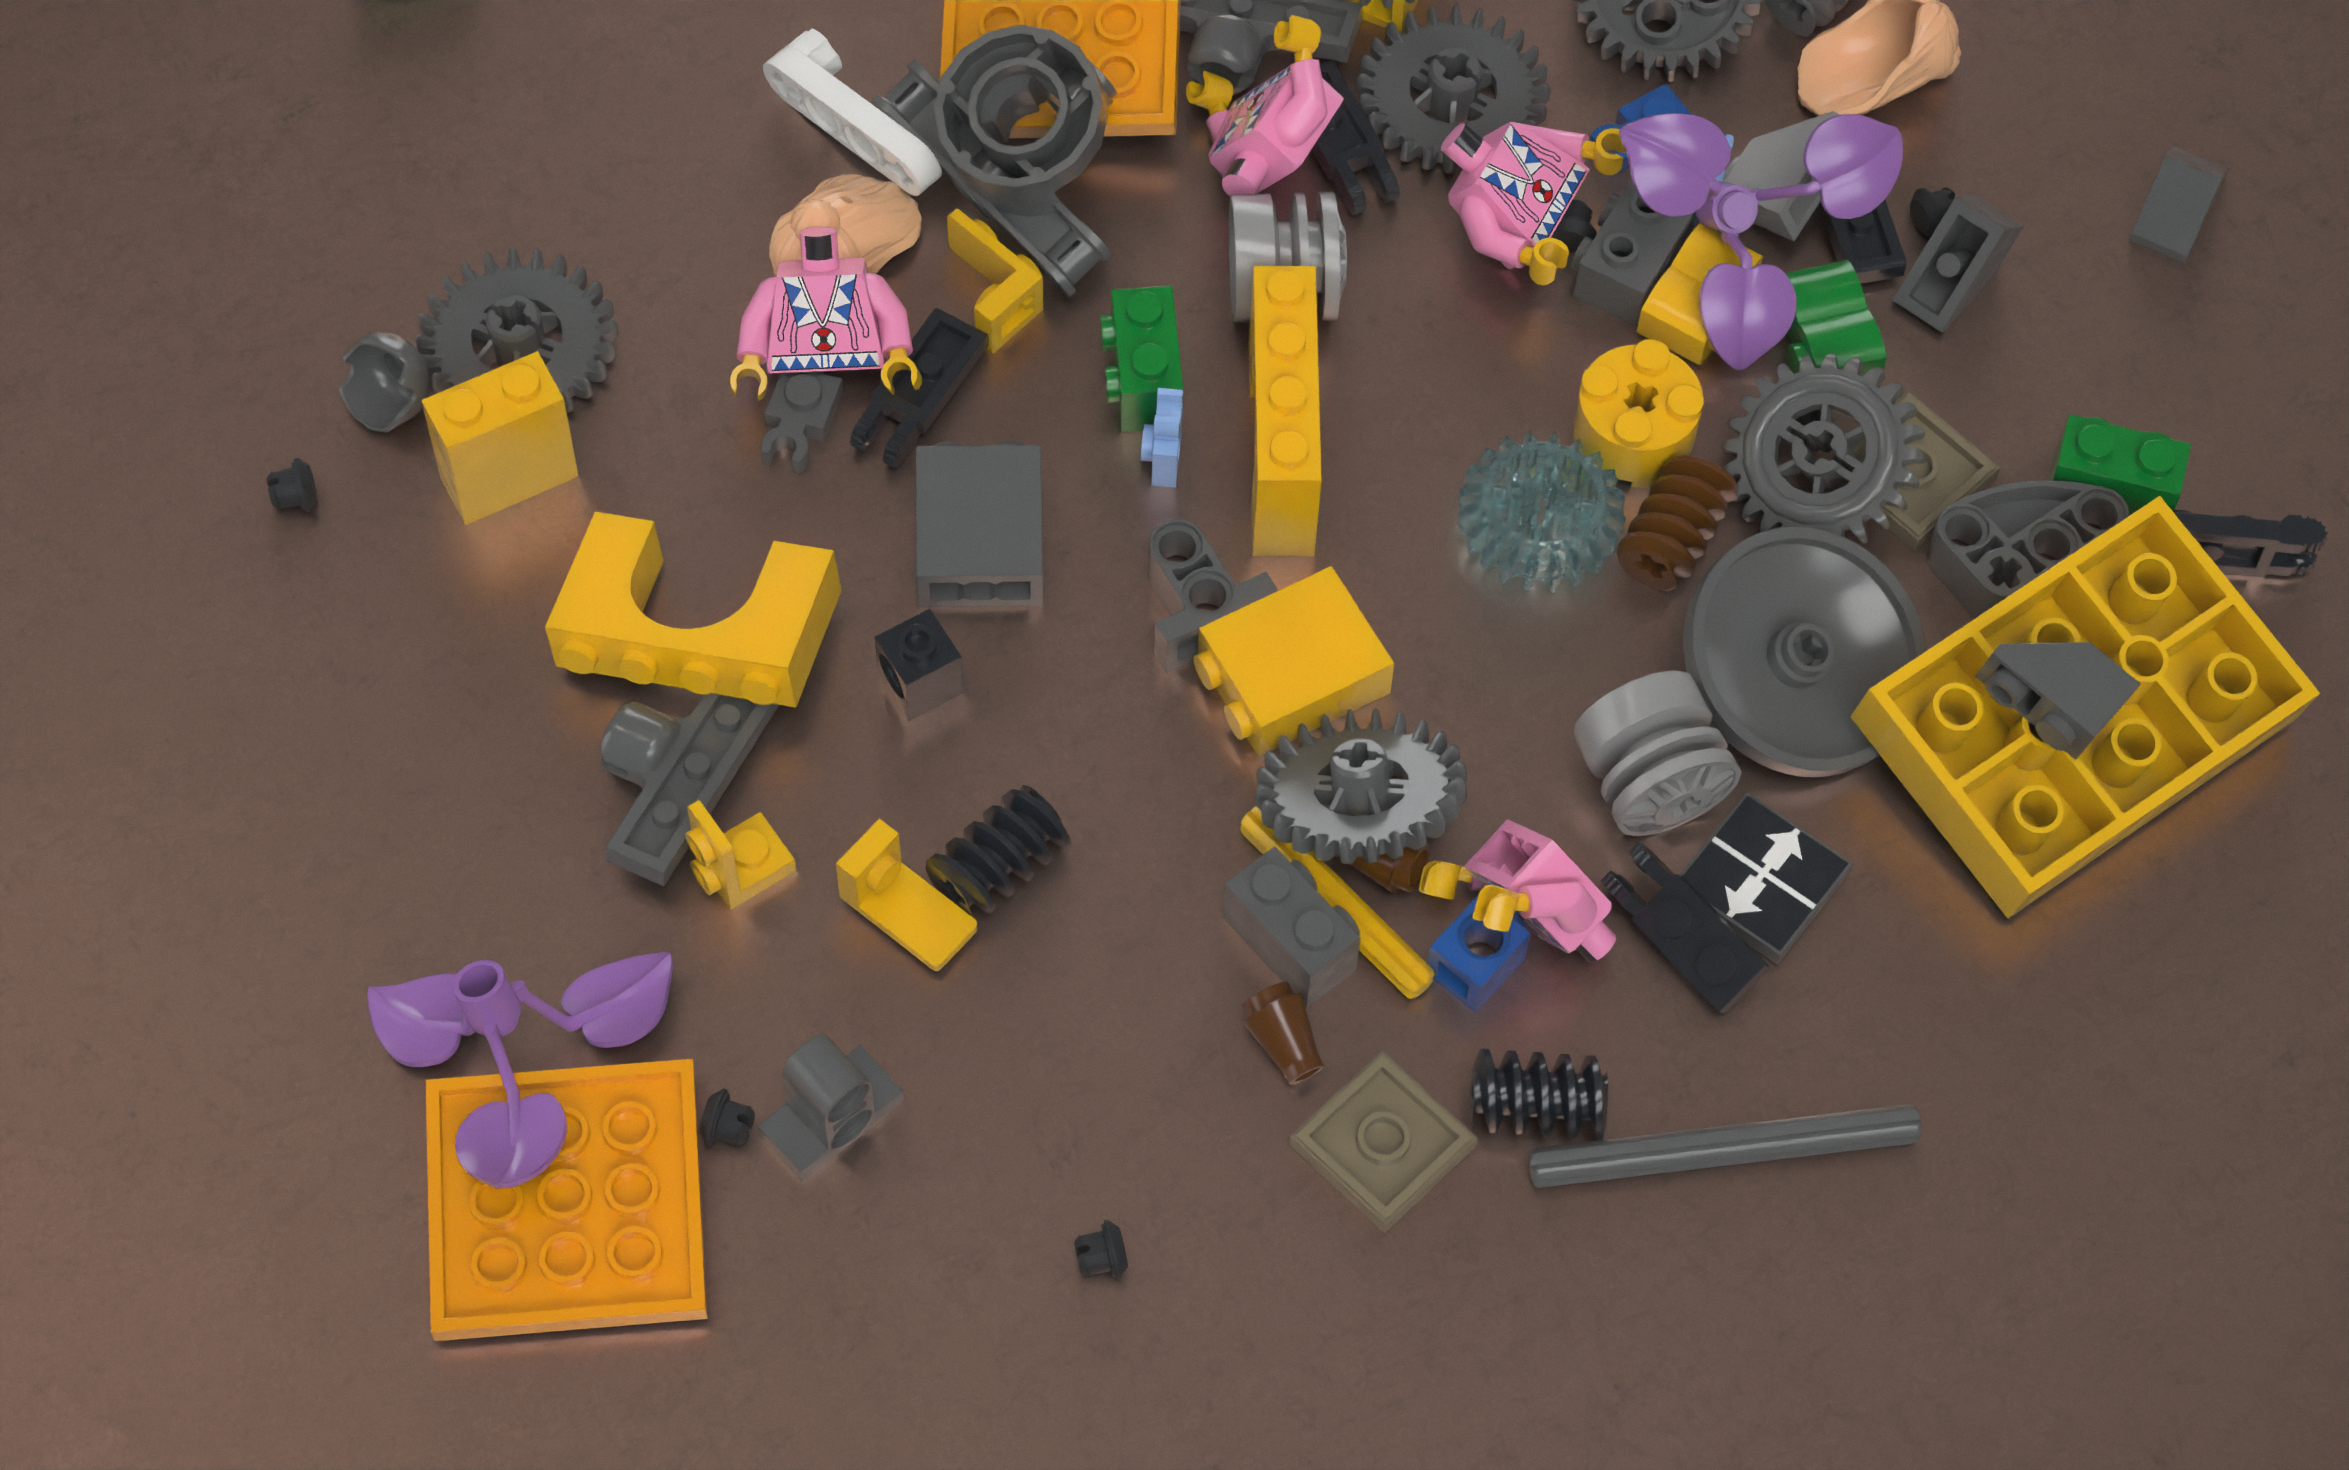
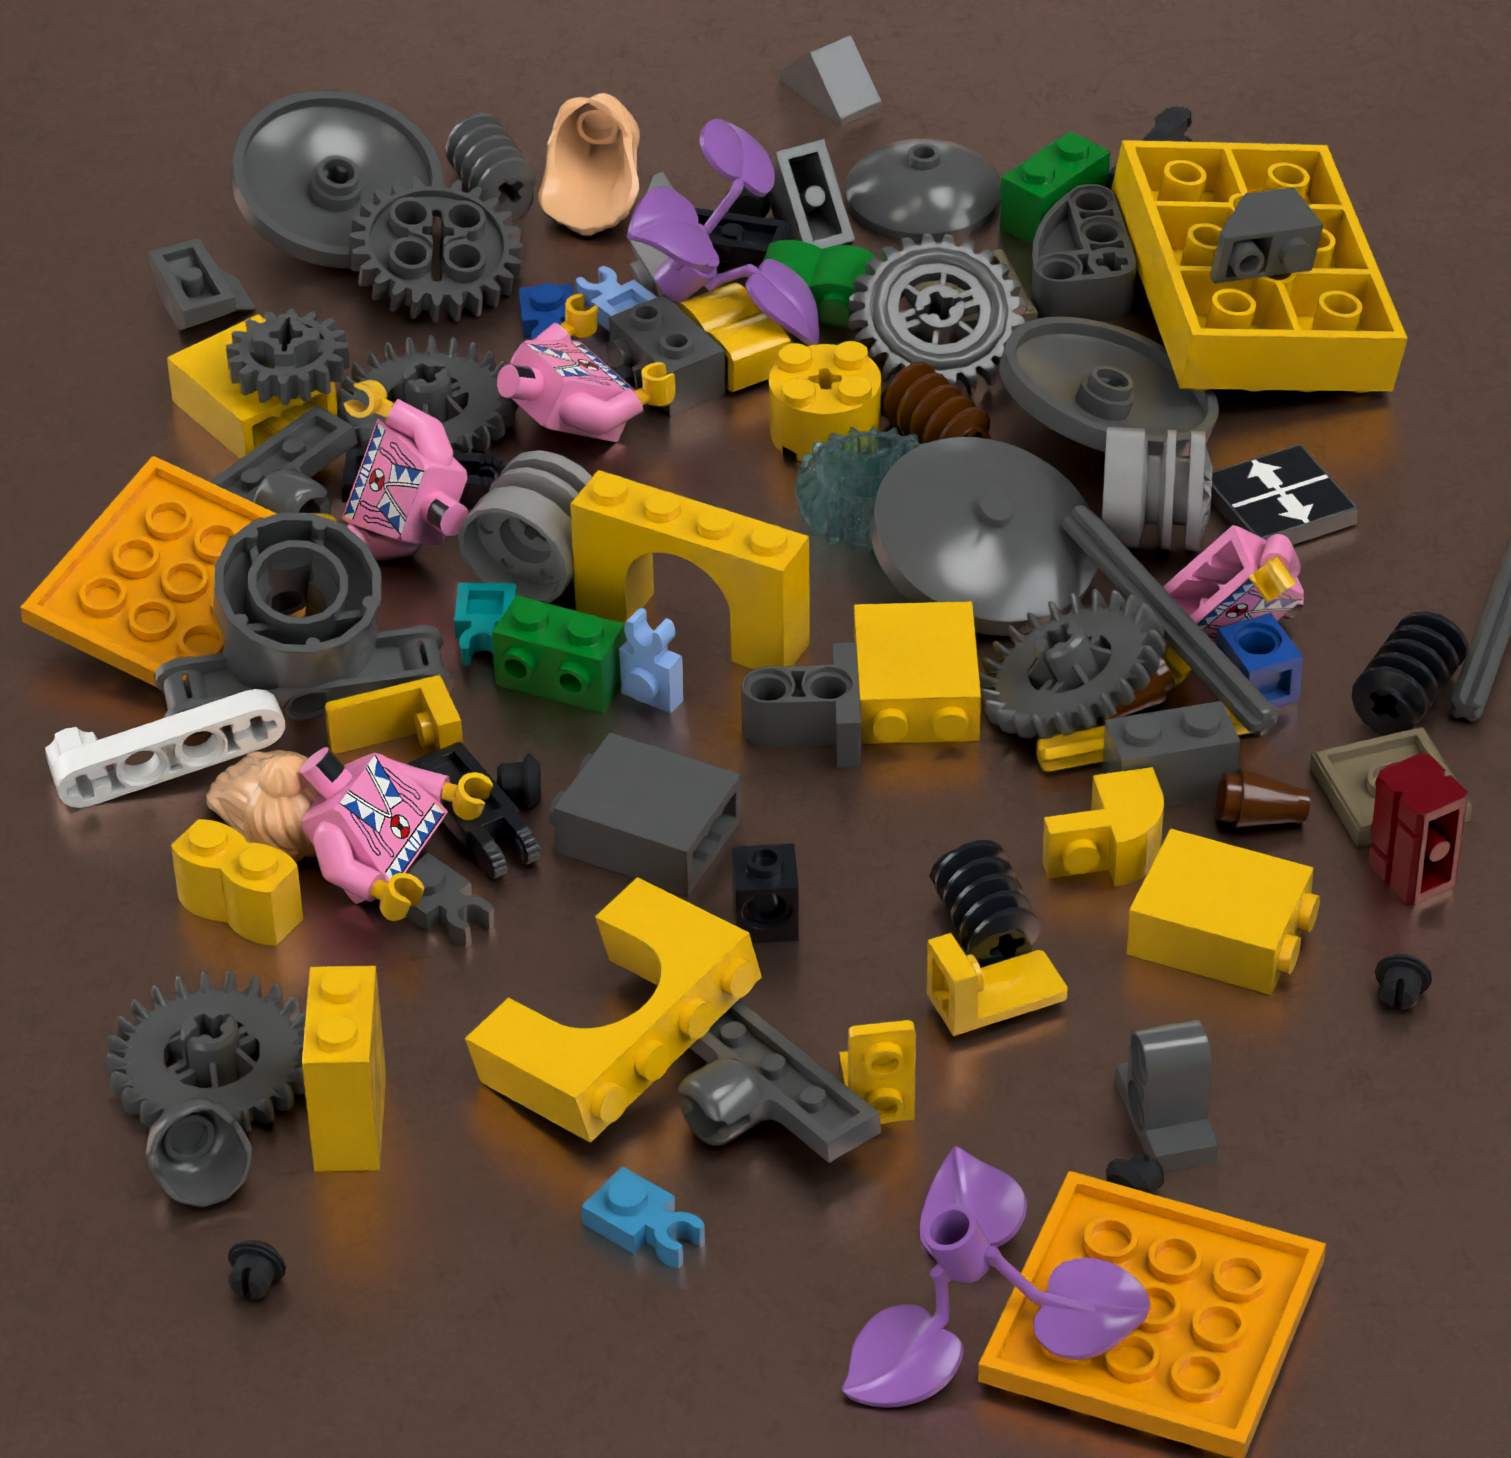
camera: 60 degrees left, 20 degrees down
(495, 739) = (639, 1212): none -> dark azure plate
(716, 253) = (237, 882): none -> yellow brick
(977, 407) = (521, 780): none -> black piece
(1104, 1056) = (1222, 912): none -> yellow brick
(1169, 932) = (1115, 836): none -> yellow brick
(1183, 266) = (477, 613): none -> teal plate
(1283, 1180) = (1417, 828): none -> dark red brick
(1464, 846) = (1179, 628): none -> dark grey axle
(1511, 632) = (980, 528): none -> dark grey dish
(1689, 932) = (1330, 541): black hinge -> none
(2045, 375) = (922, 190): none -> dark grey dish

